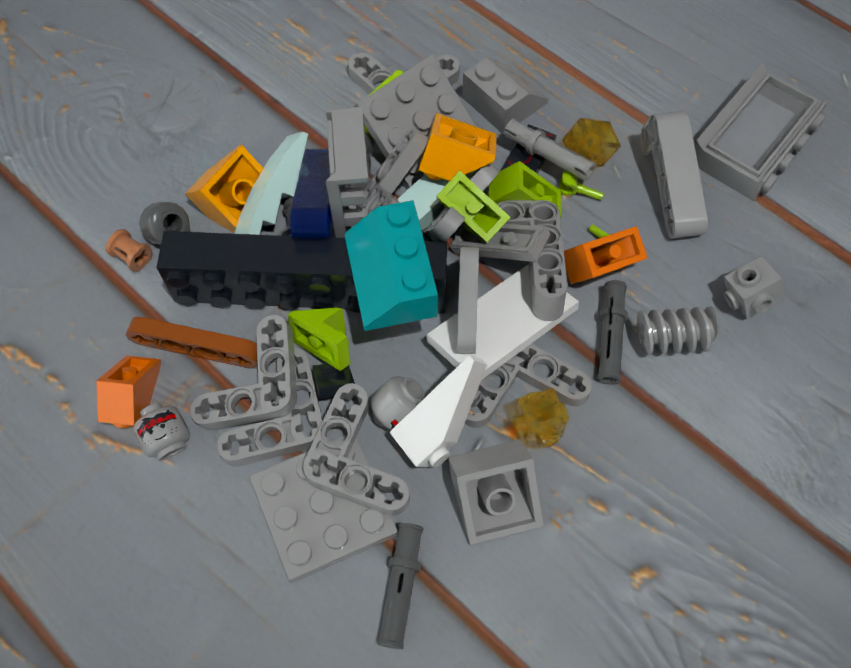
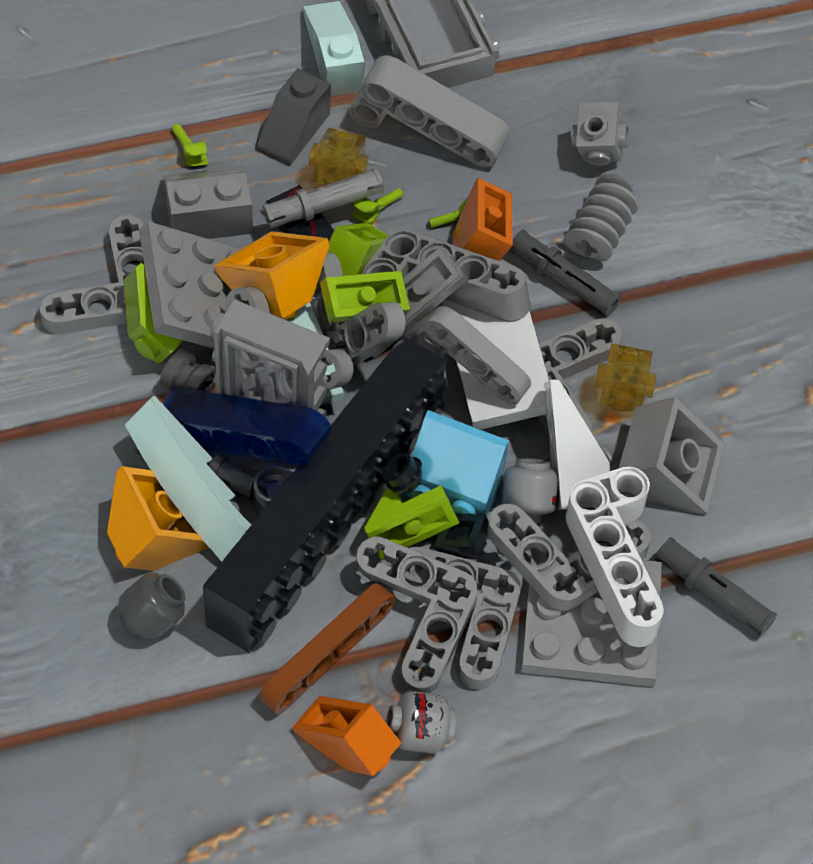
camera: 65 degrees left, 5 degrees down
(128, 250) = (156, 662): nougat bush -> none
(342, 308) = (402, 473): none -> black plate
(355, 492) = (621, 559): none -> white beam
(377, 354) = (462, 461): none -> medium azure slope
(391, 267) = (410, 390): teal slope -> none
(538, 69) = (193, 152): none -> lime hand
(610, 100) = (295, 116): none -> dark grey slope
(688, 91) = (335, 47): none -> light aqua slope

